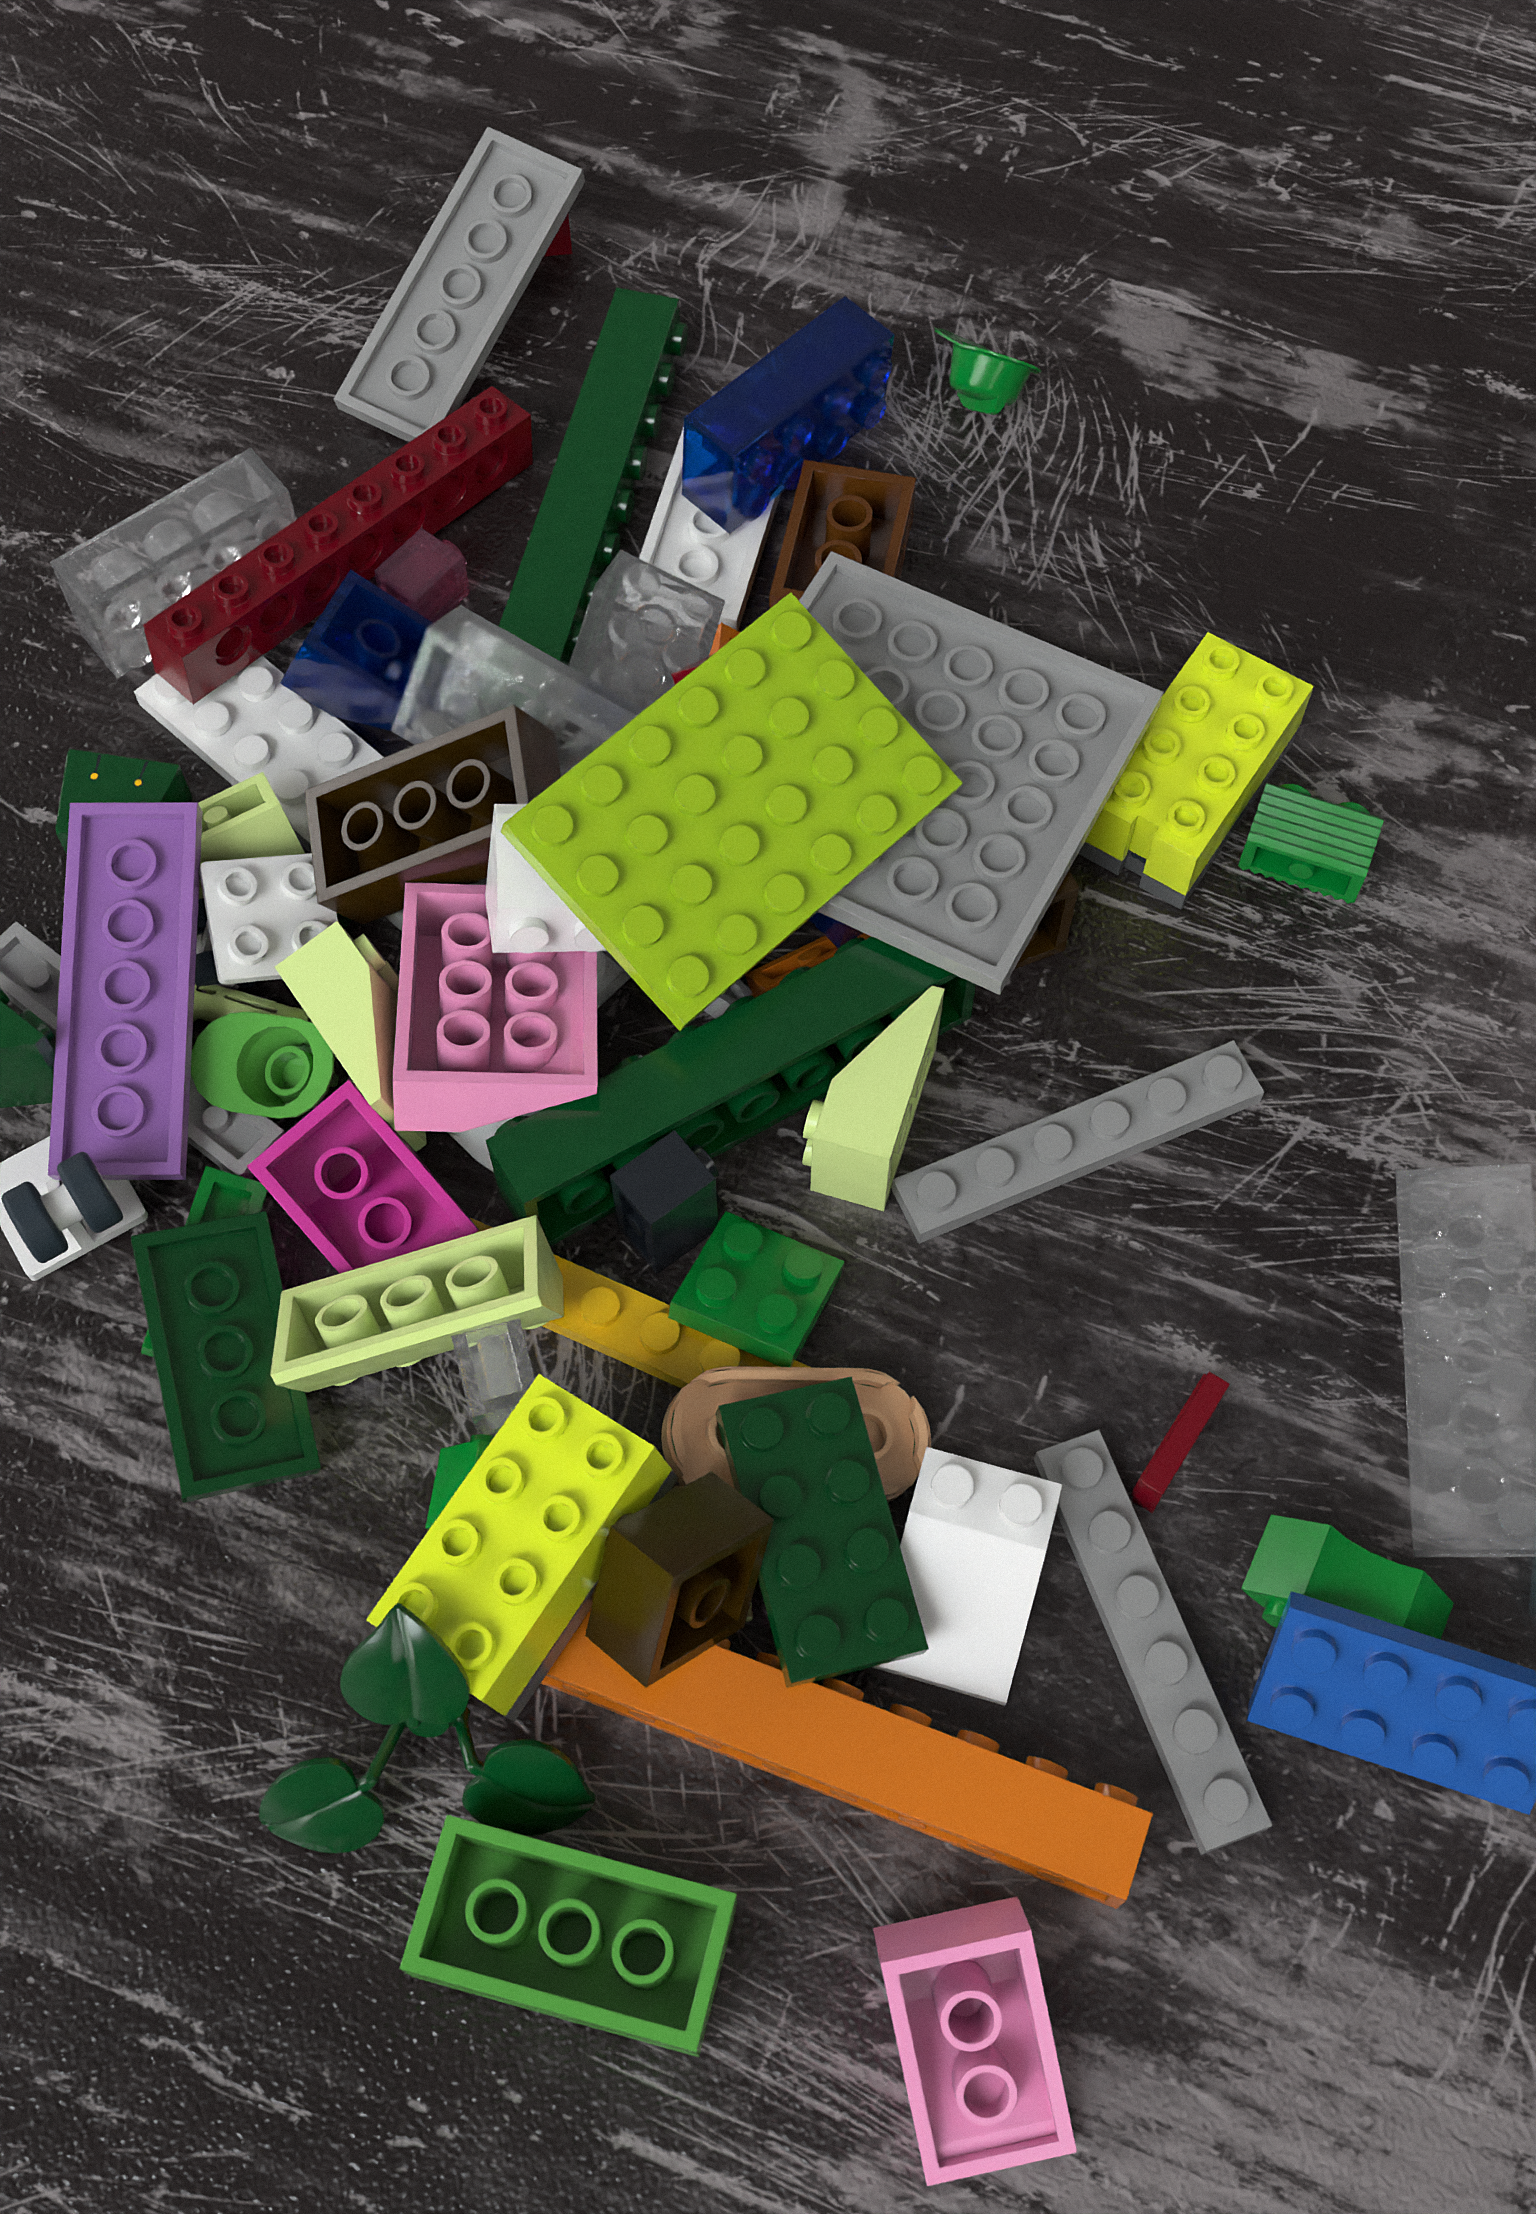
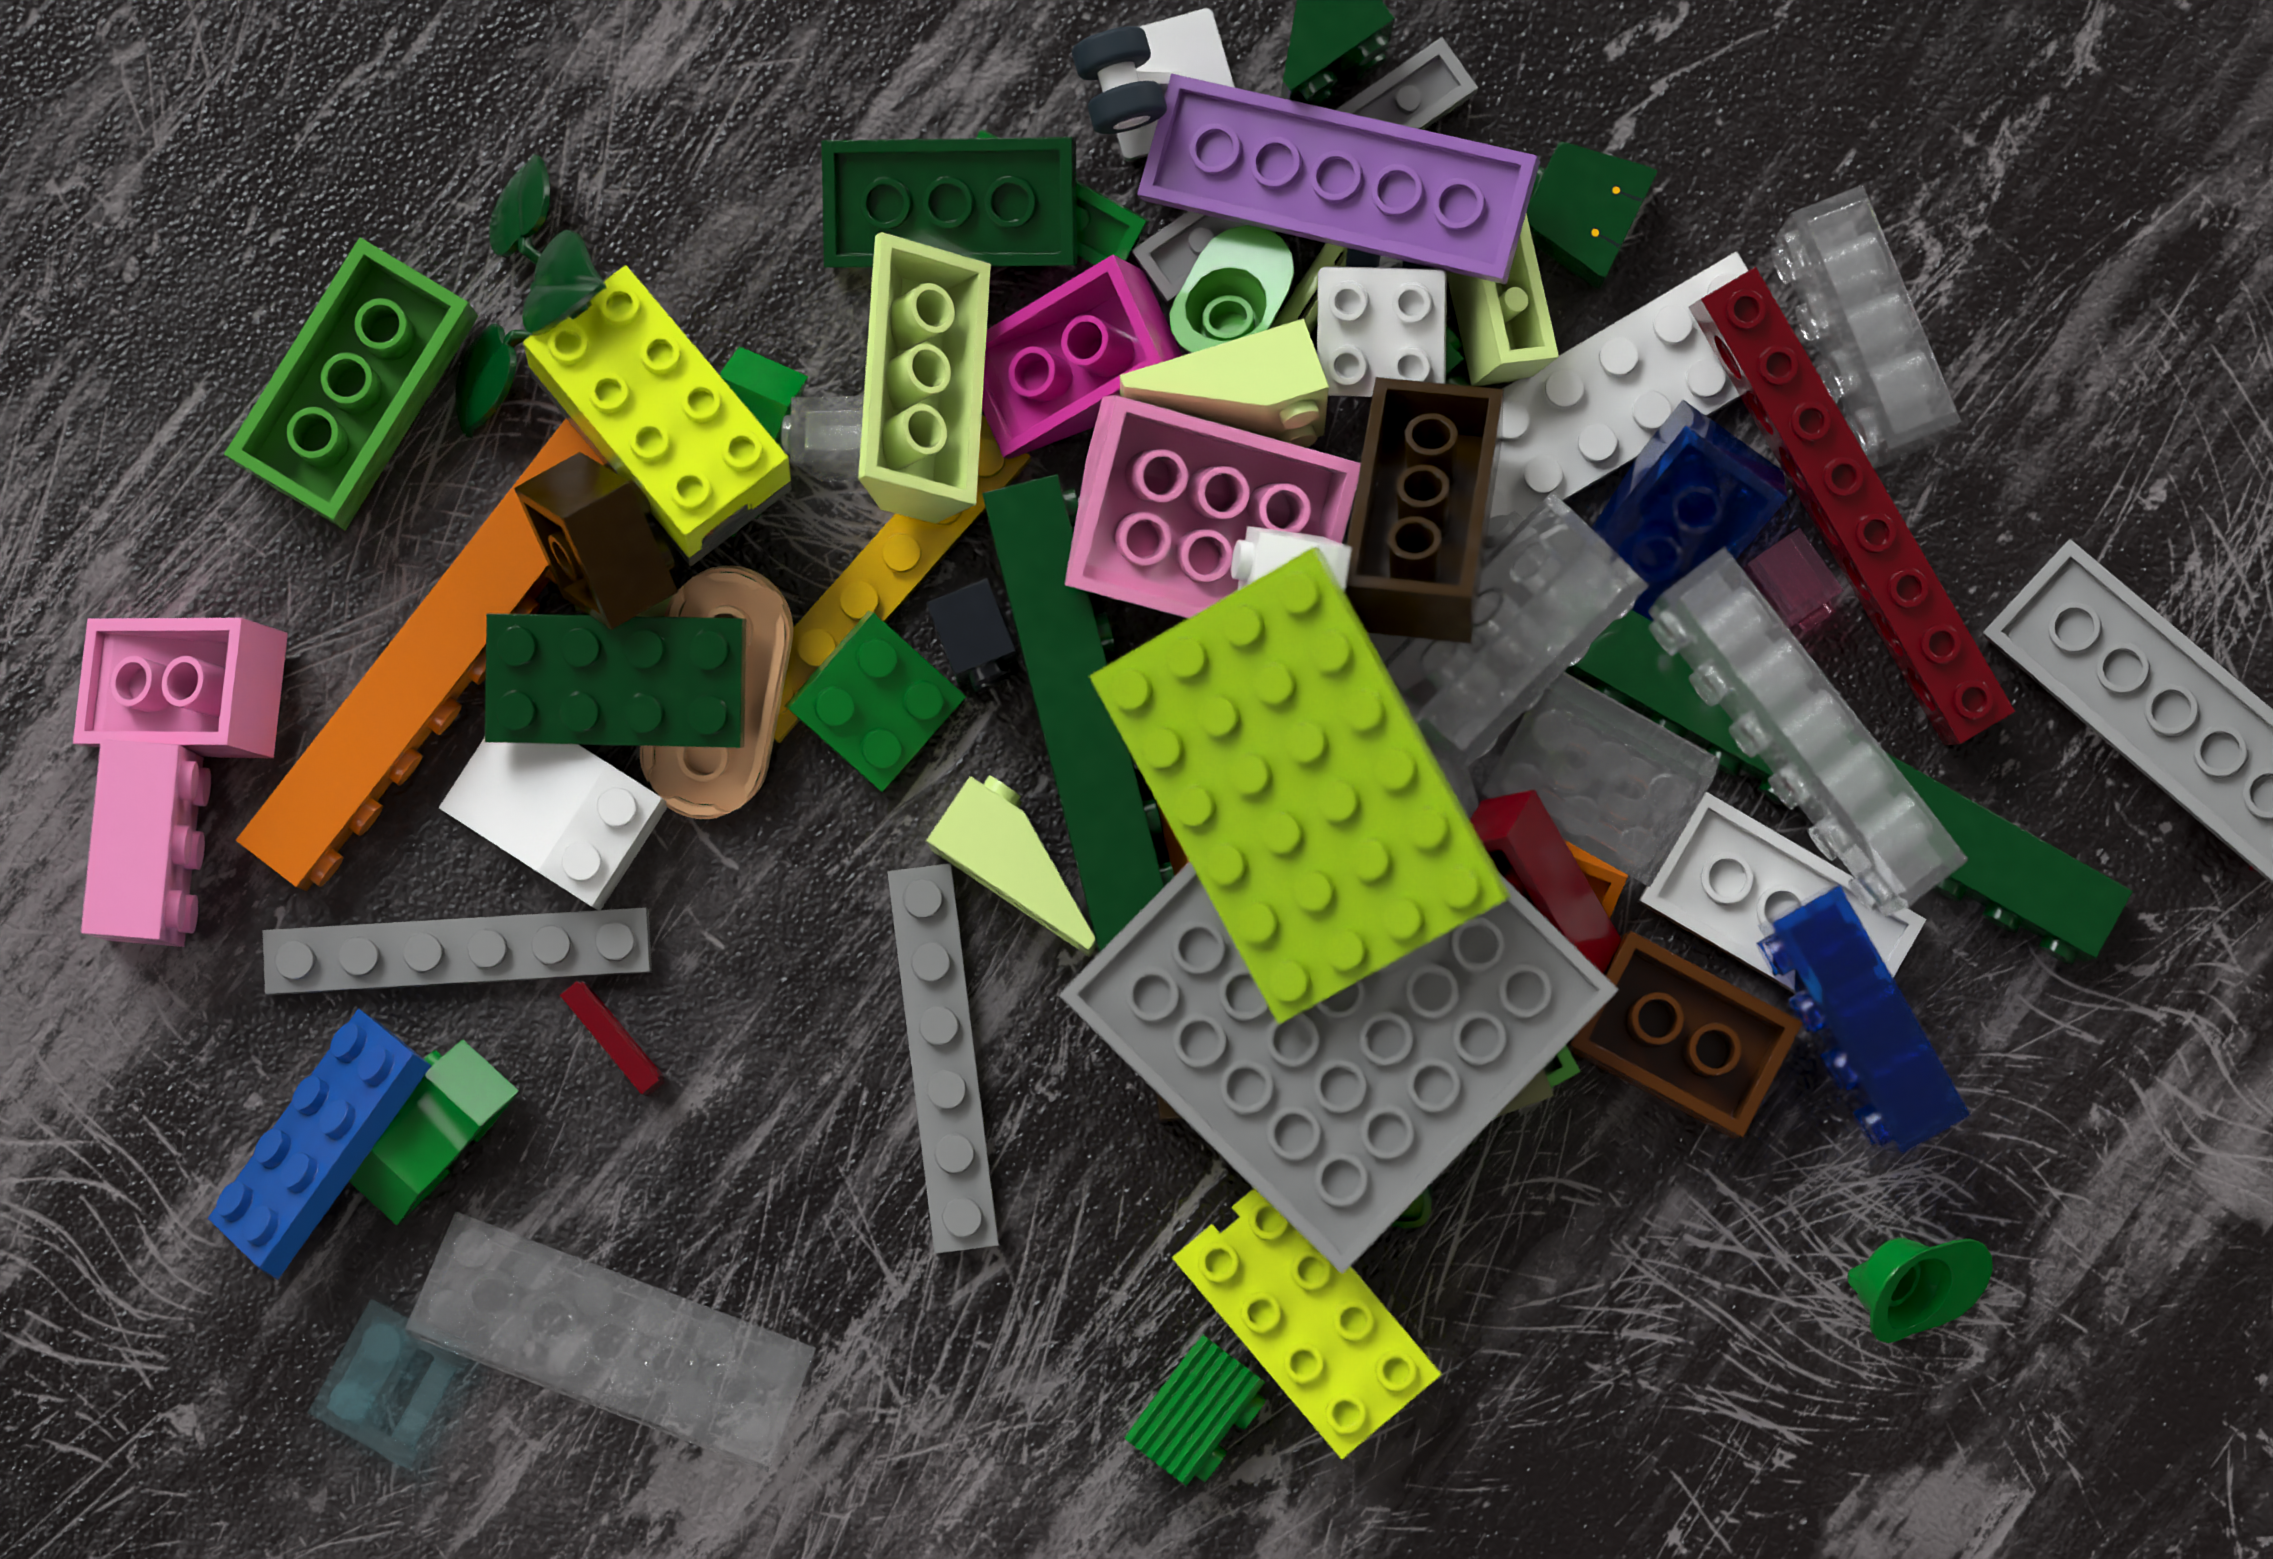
camera: 105 degrees right, 20 degrees up
(558, 486) = (1804, 735): none -> clear brick
(1172, 2002) = (145, 843): none -> bright pink brick

